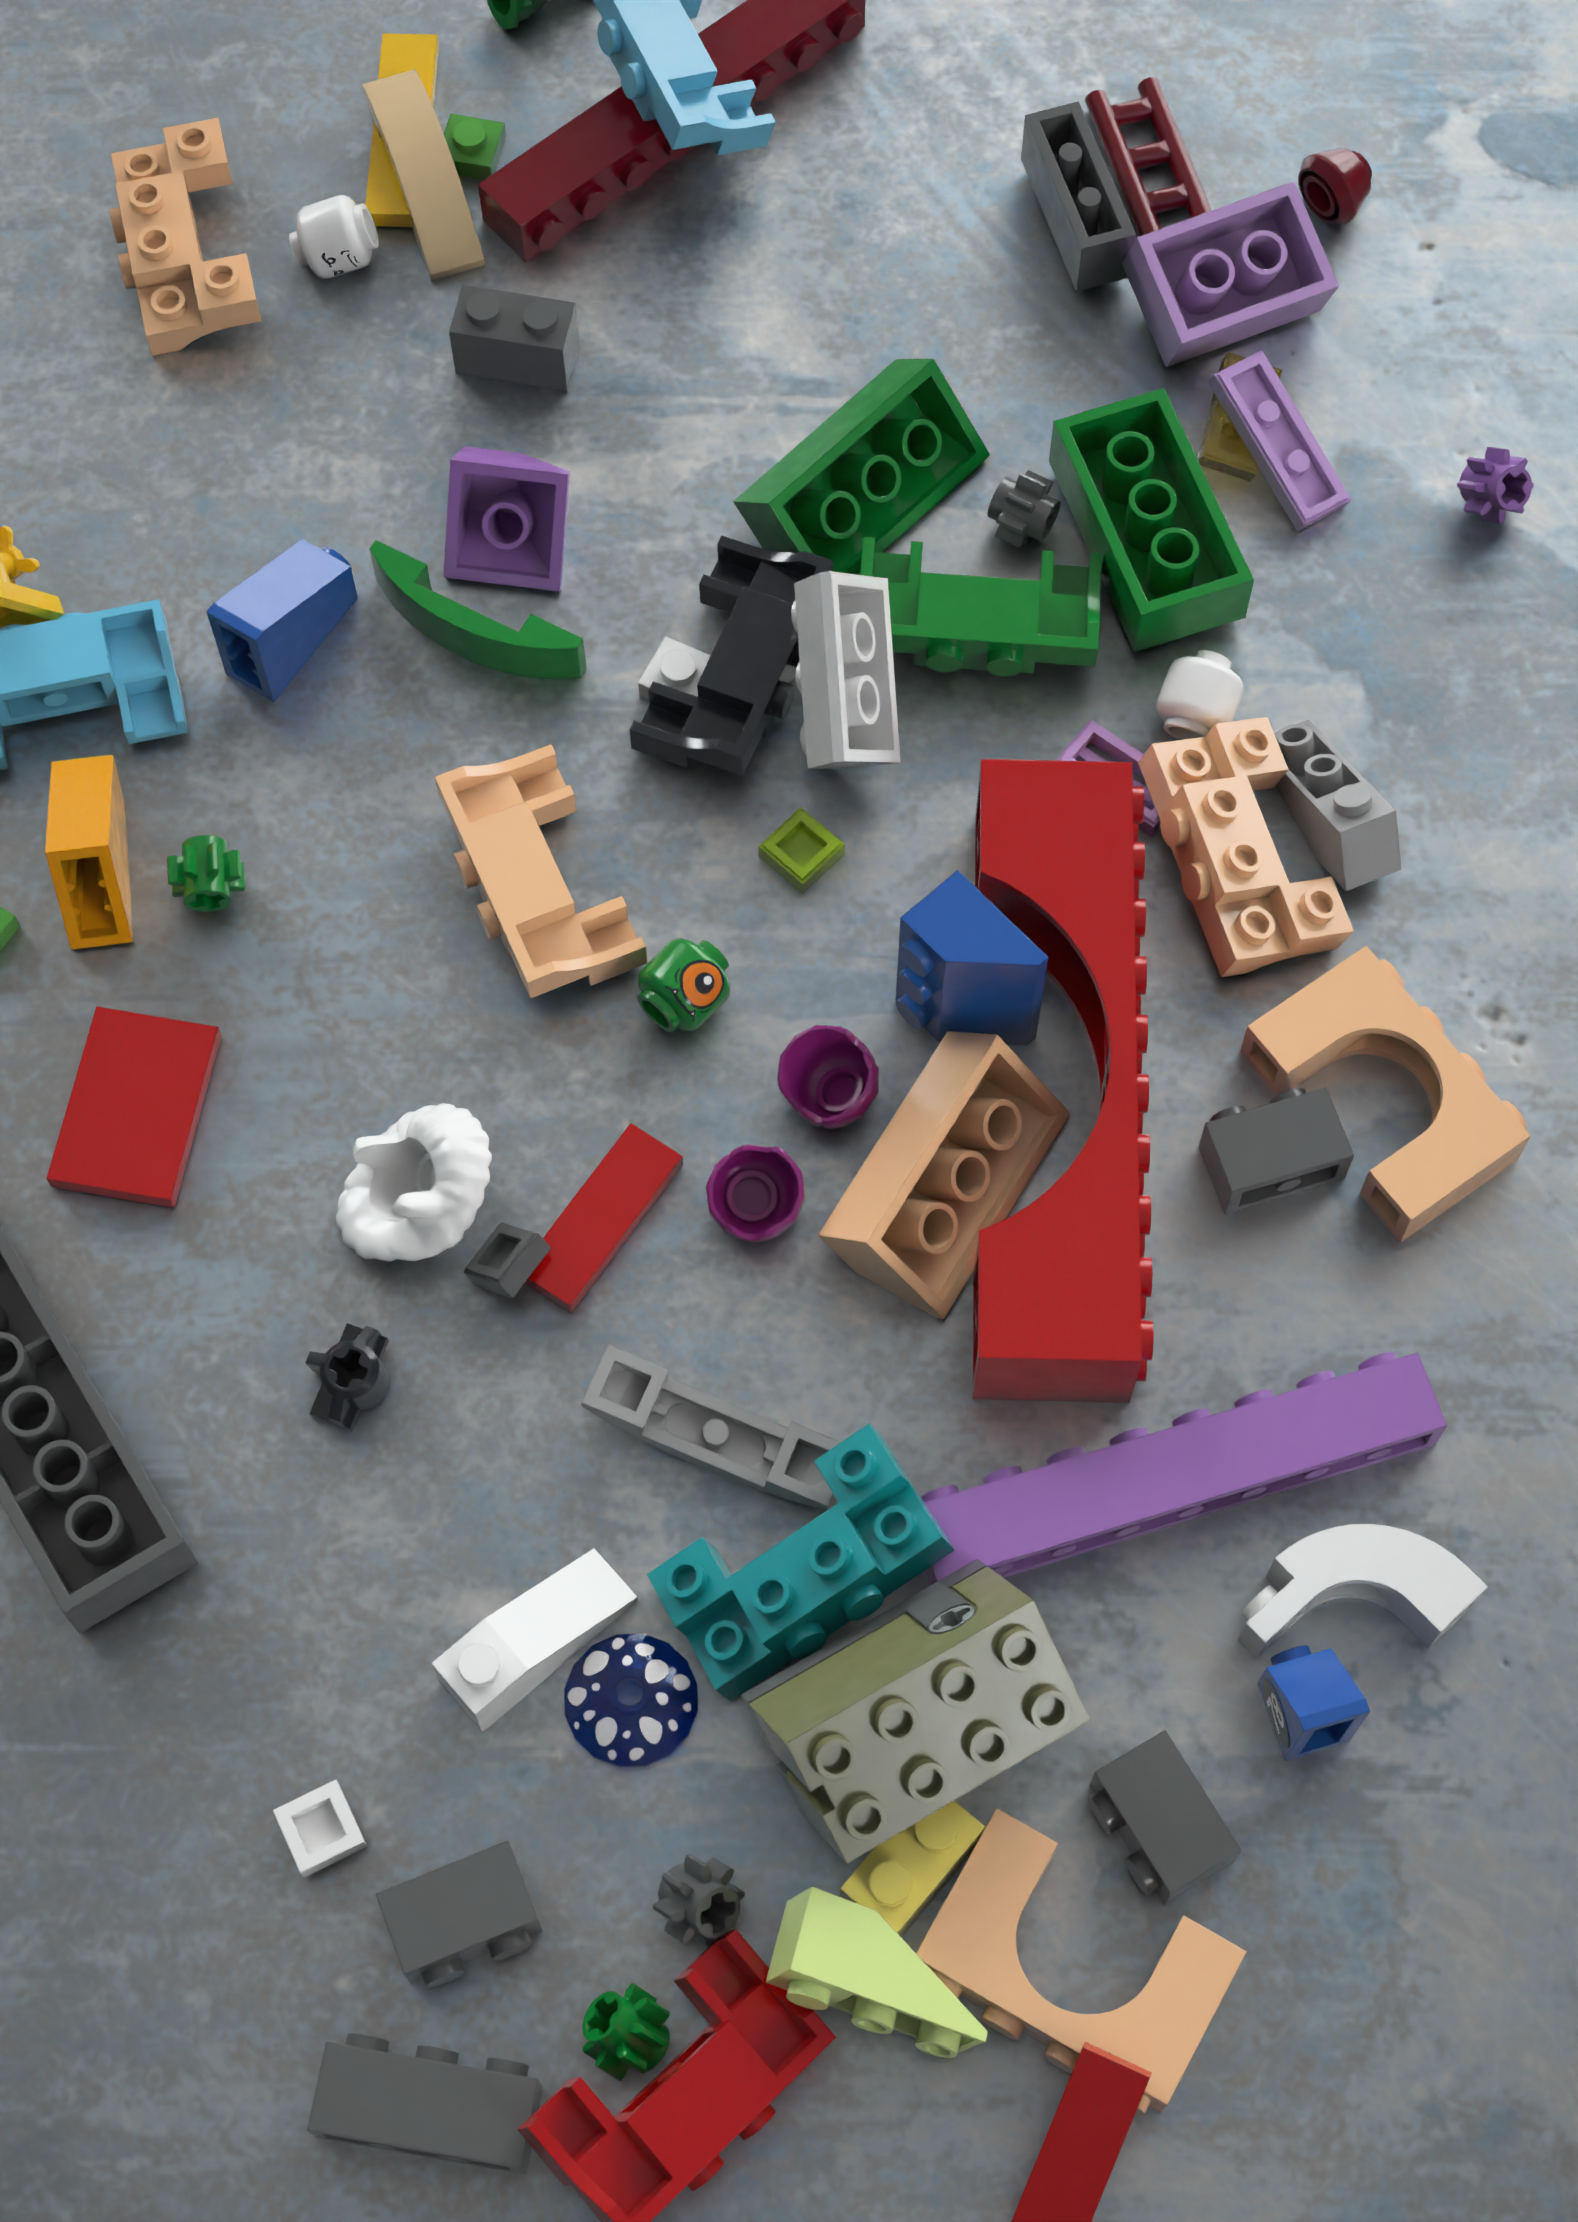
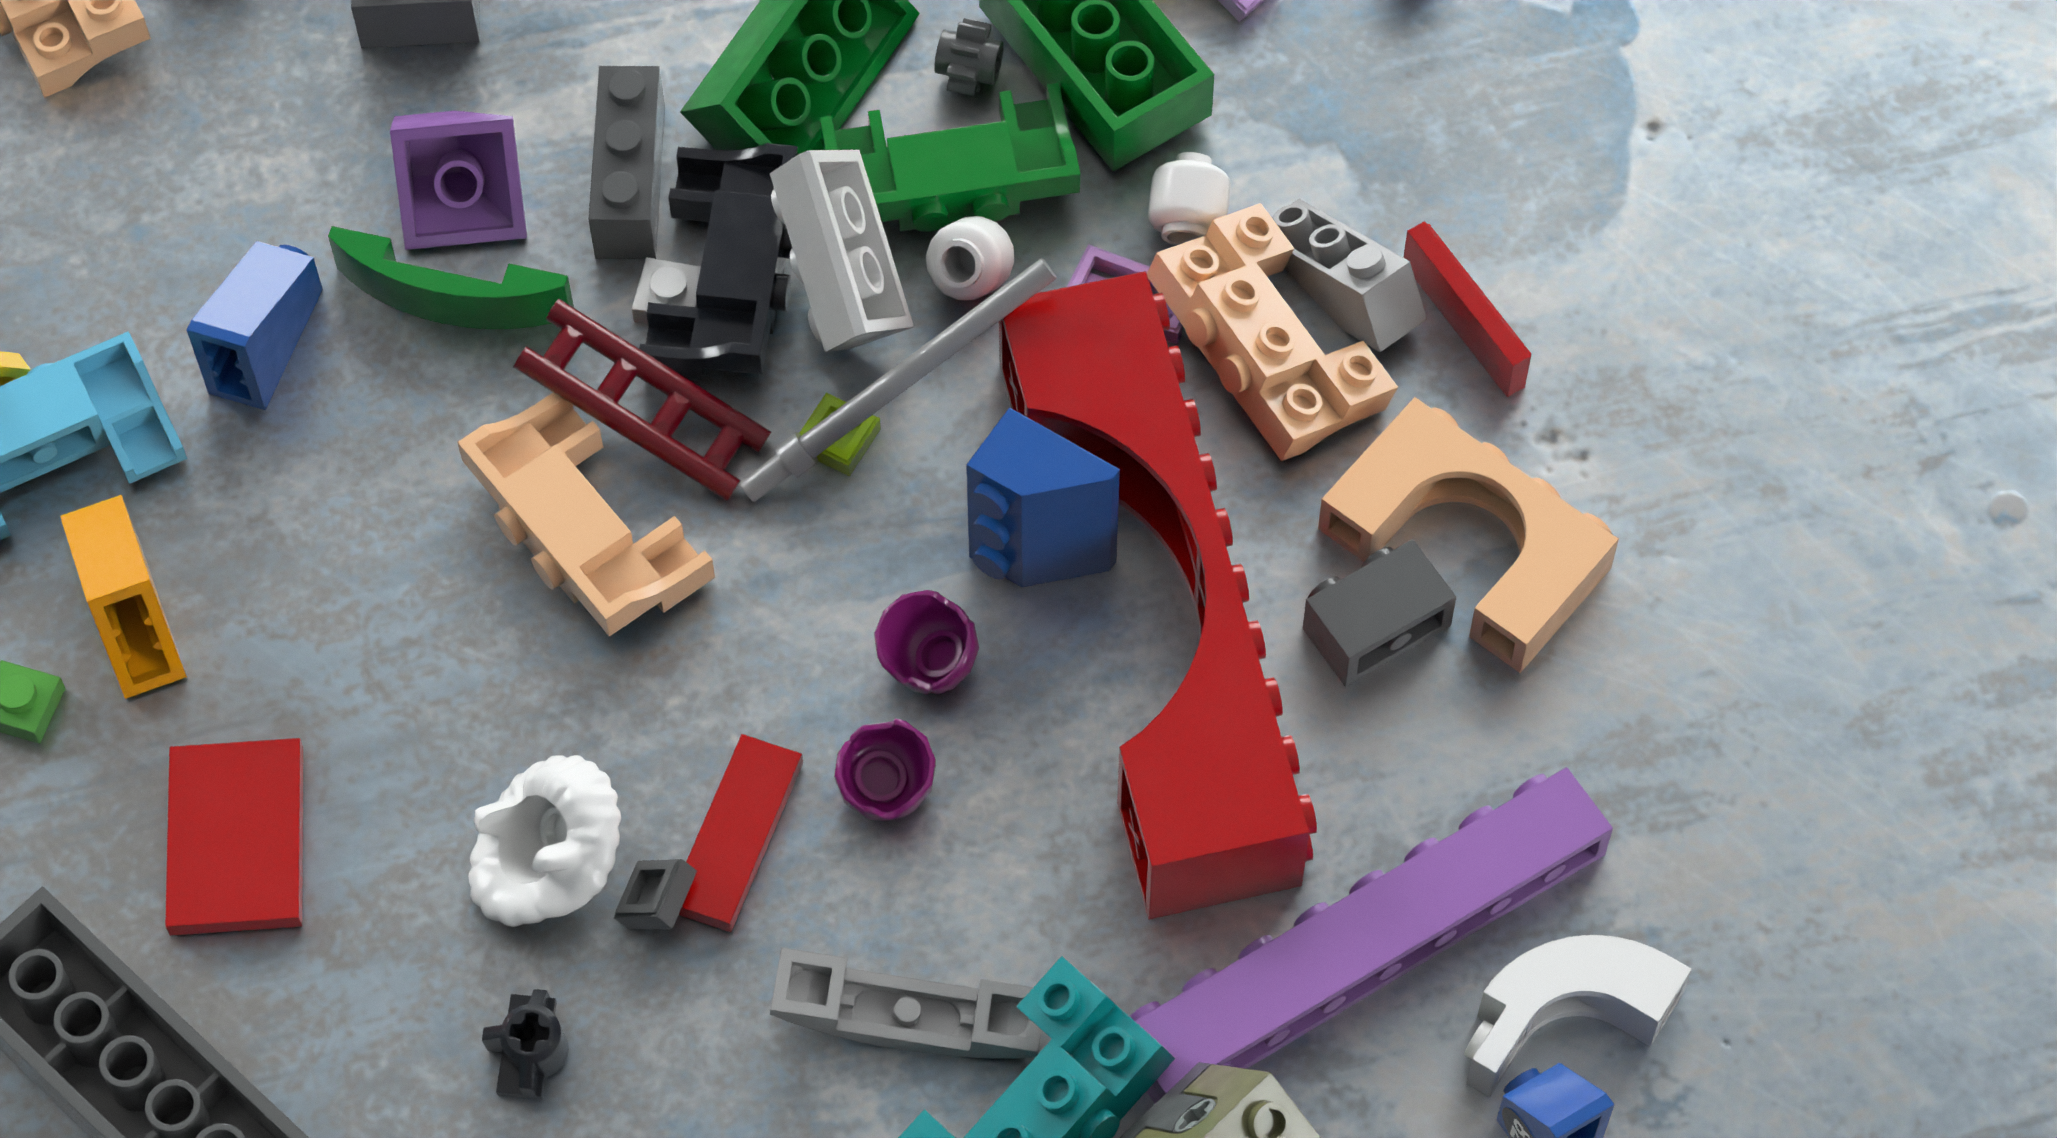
camera: 15 degrees left, 5 degrees down
(205, 873) = (246, 590): green gear -> none
(618, 737) = (632, 363): none -> dark red bar
(670, 539) = (627, 162): none -> dark grey brick
(684, 984) = (759, 588): green head -> none
(759, 860) = (800, 452): none -> light grey bar
(945, 1171) = (1064, 707): light nougat slope -> none
(971, 707) = (970, 258): none -> white head
(1443, 867) = (1467, 309): none -> red tile

